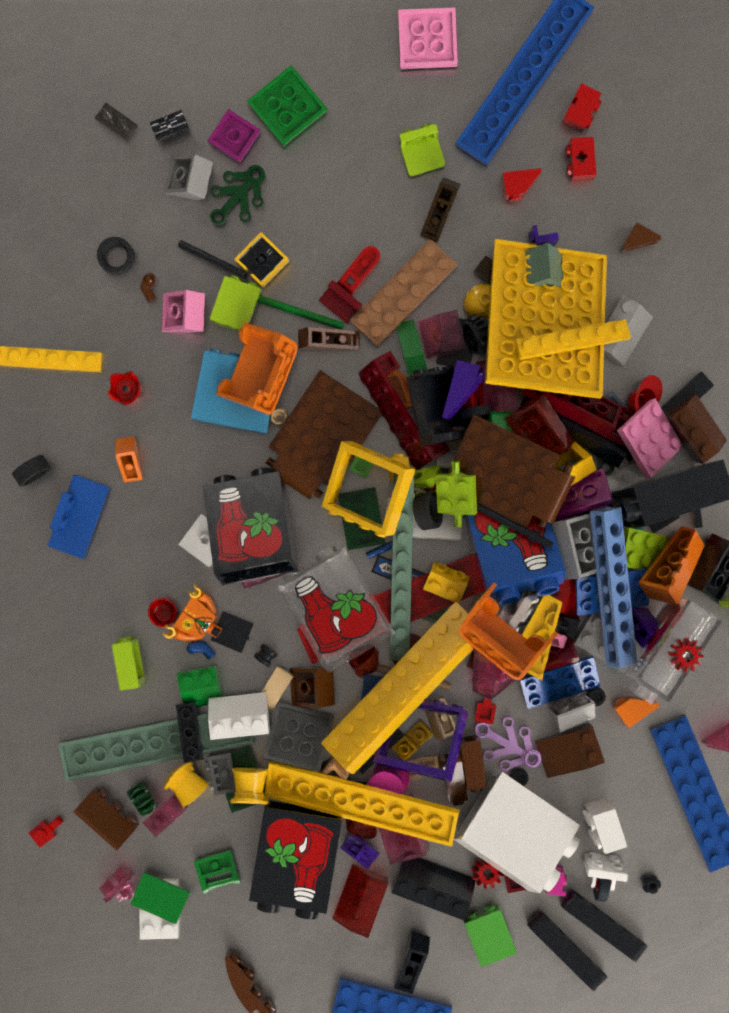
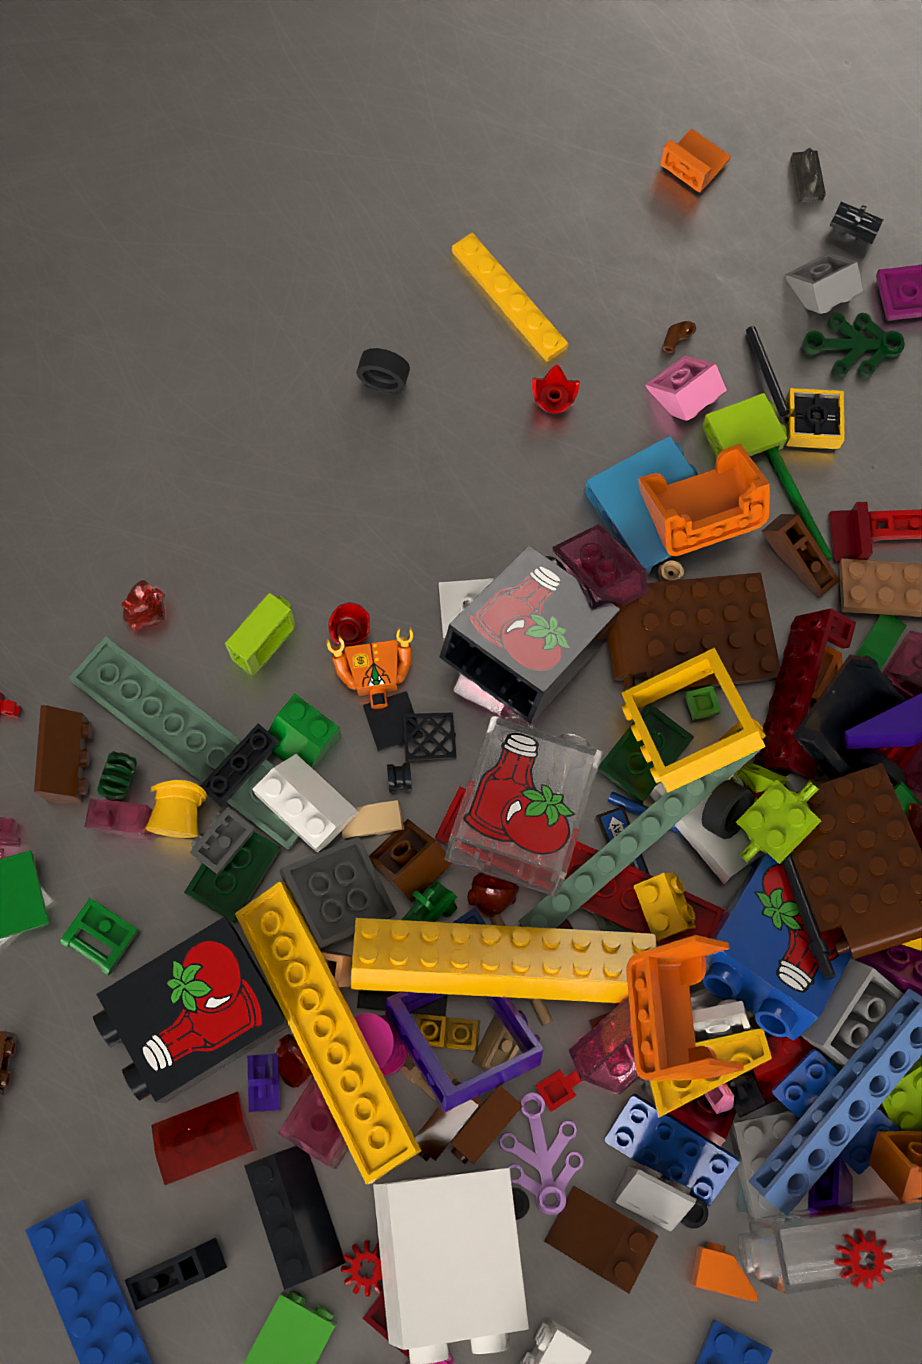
camera: 45 degrees right, 15 degrees down
(50, 177) = (694, 159): none -> orange bracket
(58, 710) = (144, 606): none -> clear red helmet
(77, 516) = (374, 456): blue bracket -> none
(101, 255) = (679, 261): black tyre -> none
(128, 459) = (483, 457): orange slope -> none
(200, 647) = (345, 699): blue arm -> none
(246, 456) = (604, 565): none -> clear pink slope
(246, 612) = (428, 716): none -> black window
(249, 785) = (235, 880): yellow hat -> none
(345, 697) = (432, 904): none -> green hips

